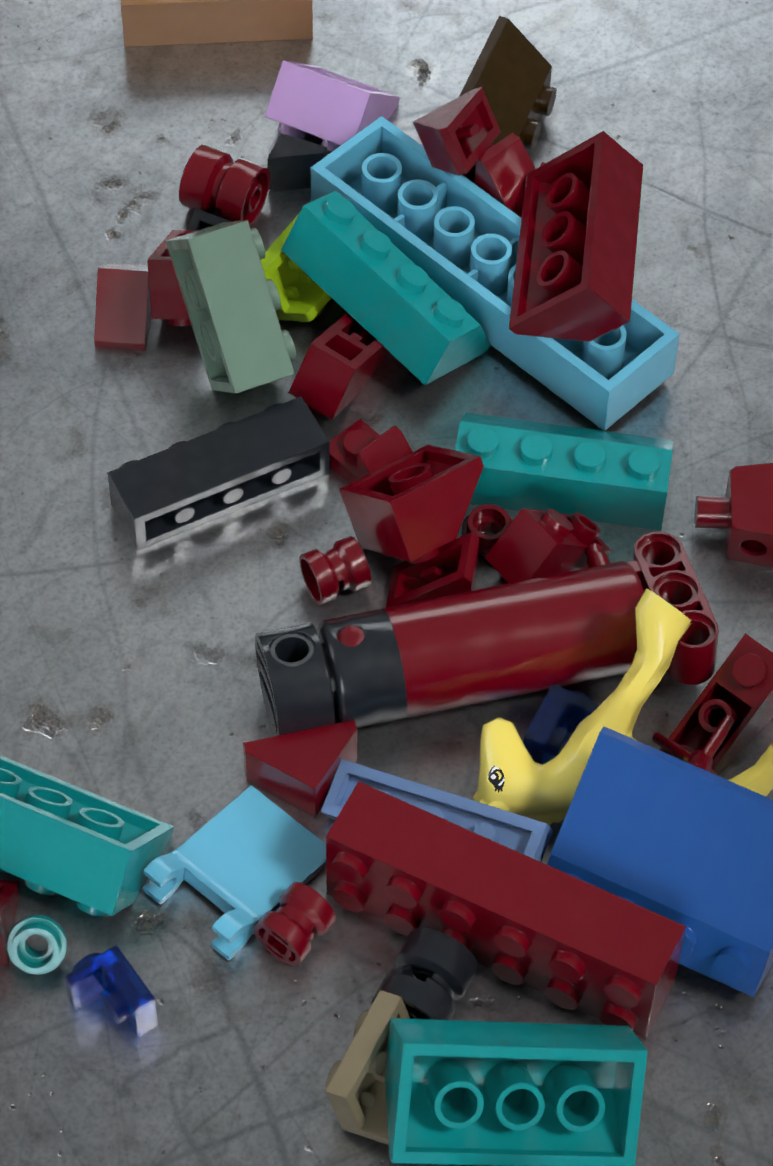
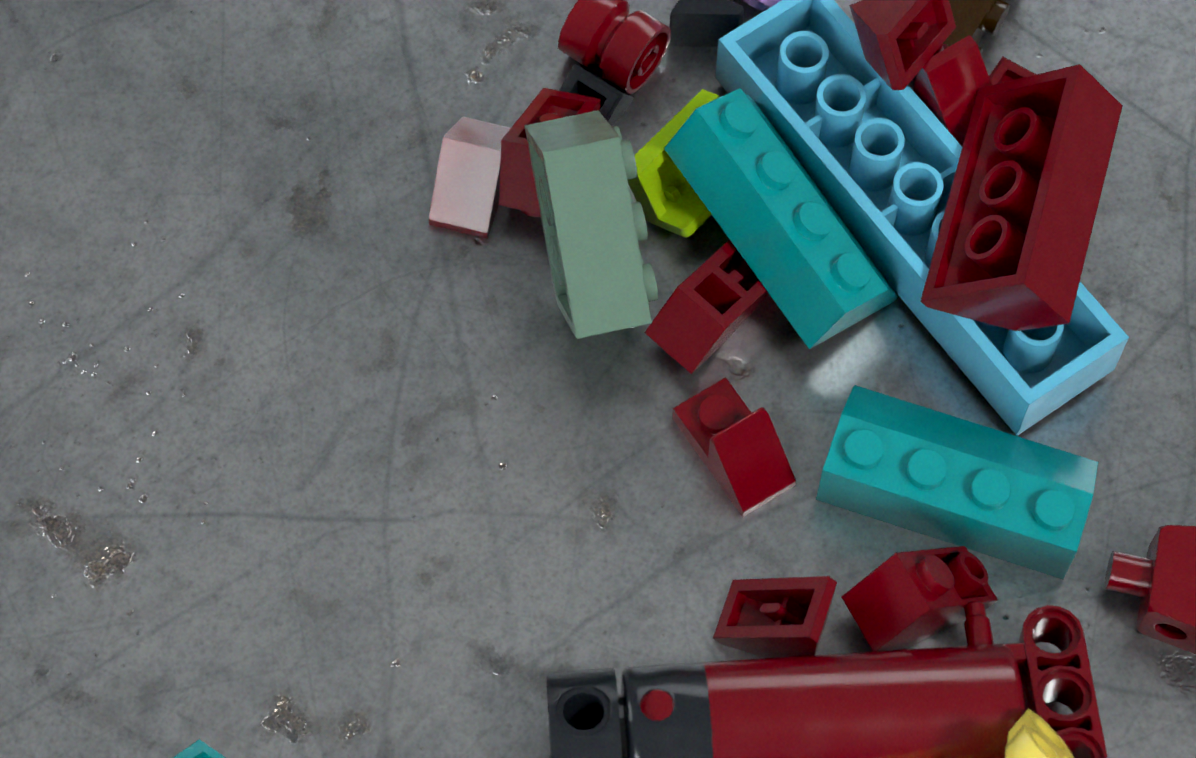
camera: 10 degrees right, 10 degrees up
(219, 472) = (545, 425): black brick -> none
(335, 570) = (665, 580): dark red wheel -> none
(413, 502) = (768, 514): dark red slope -> none
(486, 519) = (856, 536): dark red plate -> none

